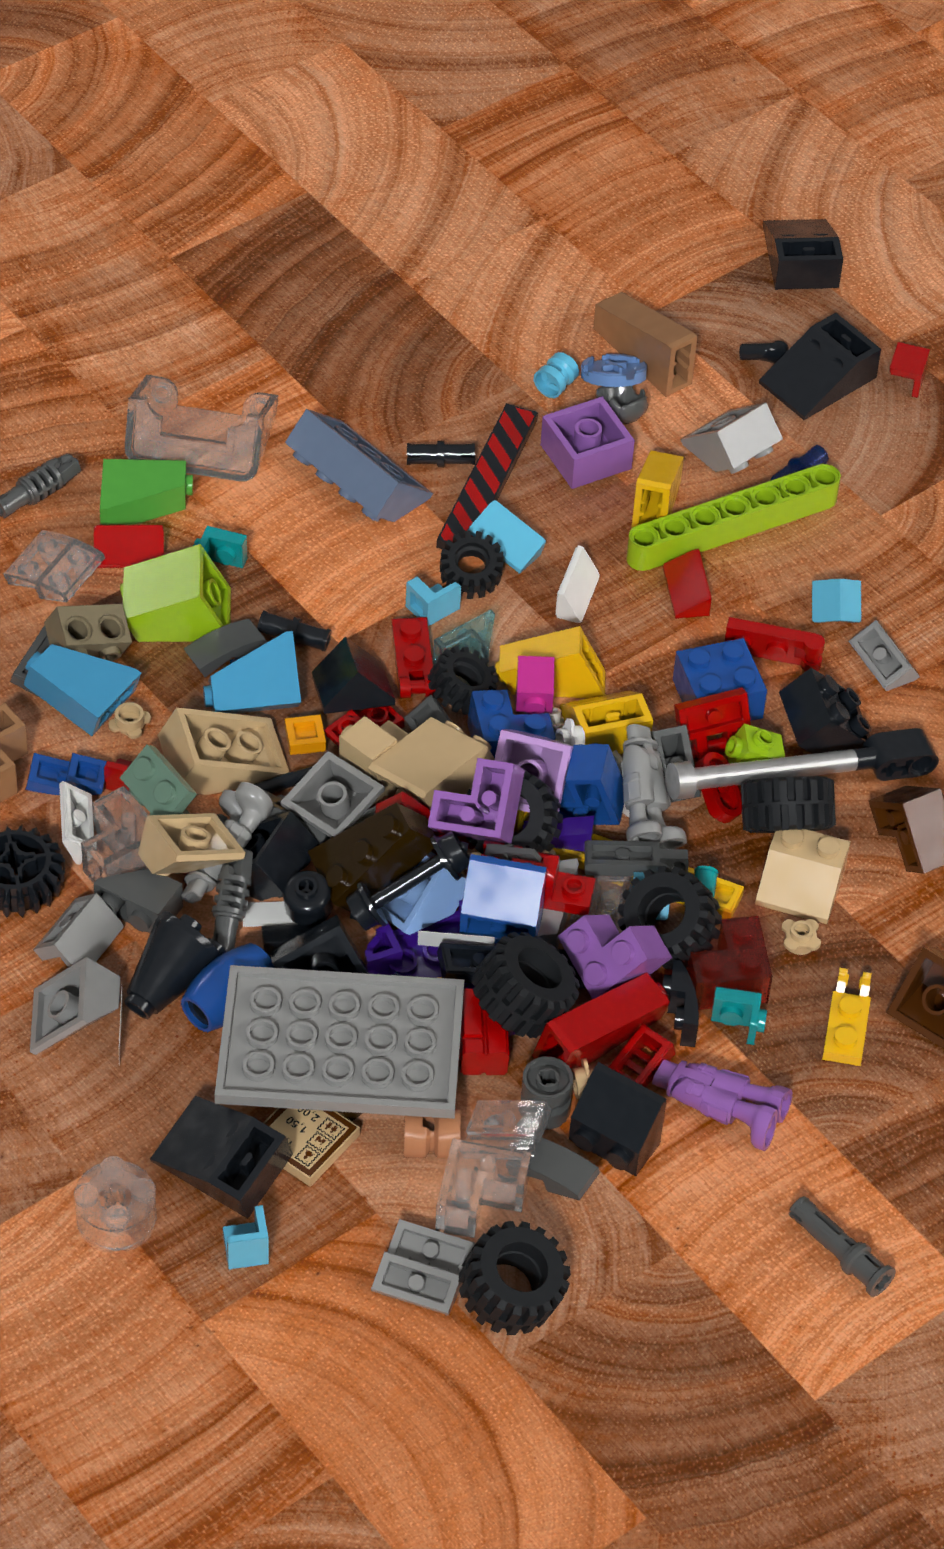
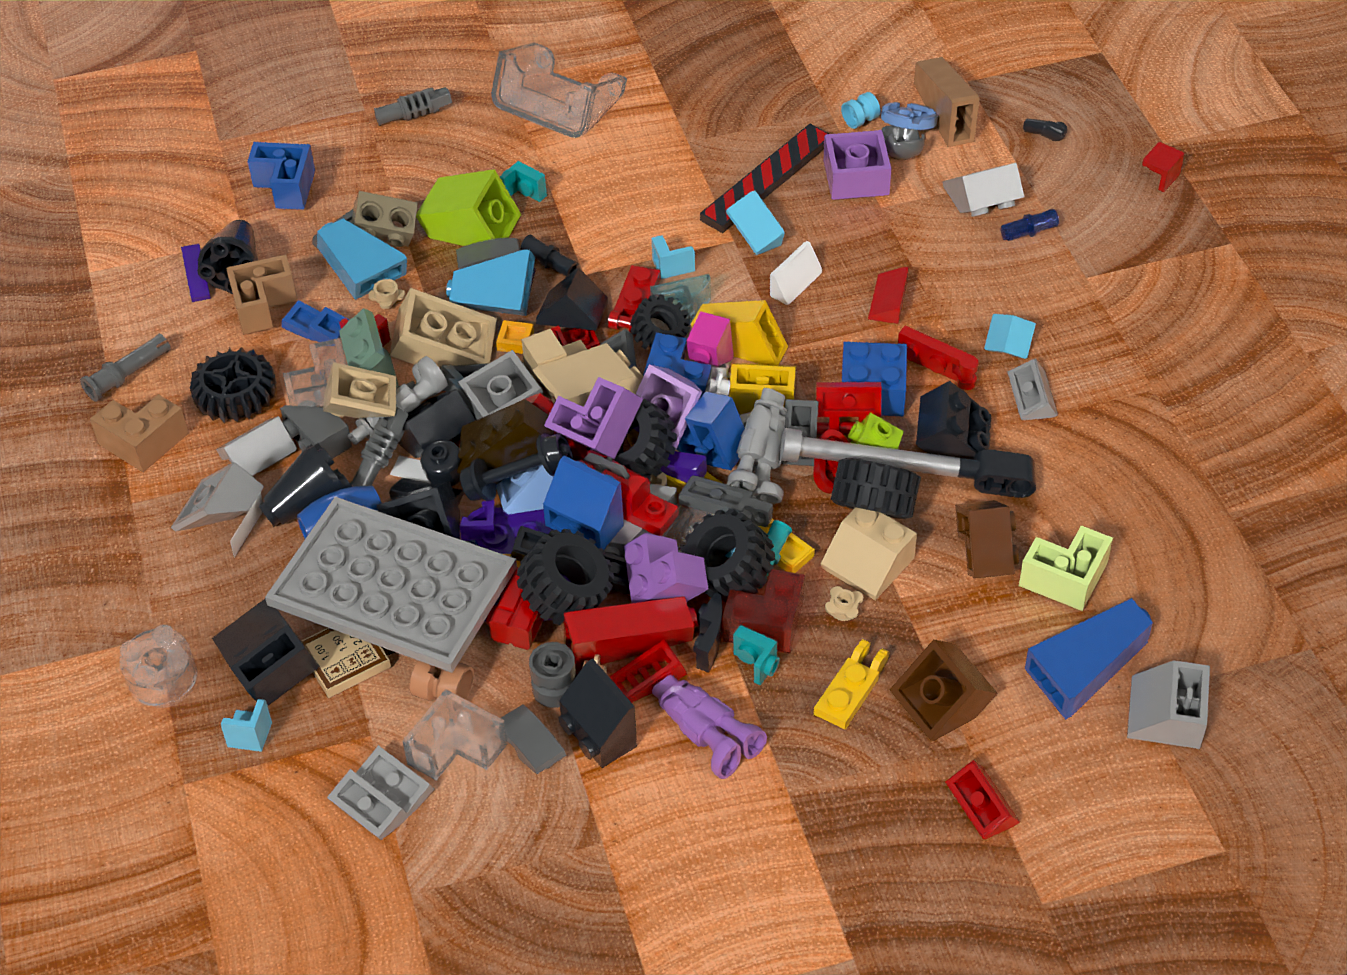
camera: 25 degrees right, 0 degrees up
(54, 565) = (392, 167): clear slope -> none
(75, 818) = (296, 353): white slope -> none
(128, 544) = (452, 160): red slope -> none
(142, 490) = (486, 126): bright green slope -> none
(355, 467) = (664, 144): sand blue slope -> none
(434, 939) = (520, 520): white sticker -> none
(441, 453) = (737, 149): black pin -> none
(475, 547) = (714, 223): black tyre -> none
(509, 1123) = (506, 693): clear plate -> none
(533, 1256) = (446, 795): black tyre -> none
(657, 487) = (895, 215): yellow slope -> none
(733, 516) = (954, 249): lime beam -> none
(803, 254) = (1112, 61): black slope -> none
(823, 367) = (1087, 149): black slope -> none
(853, 1256) = (751, 896): dark grey pin -> none

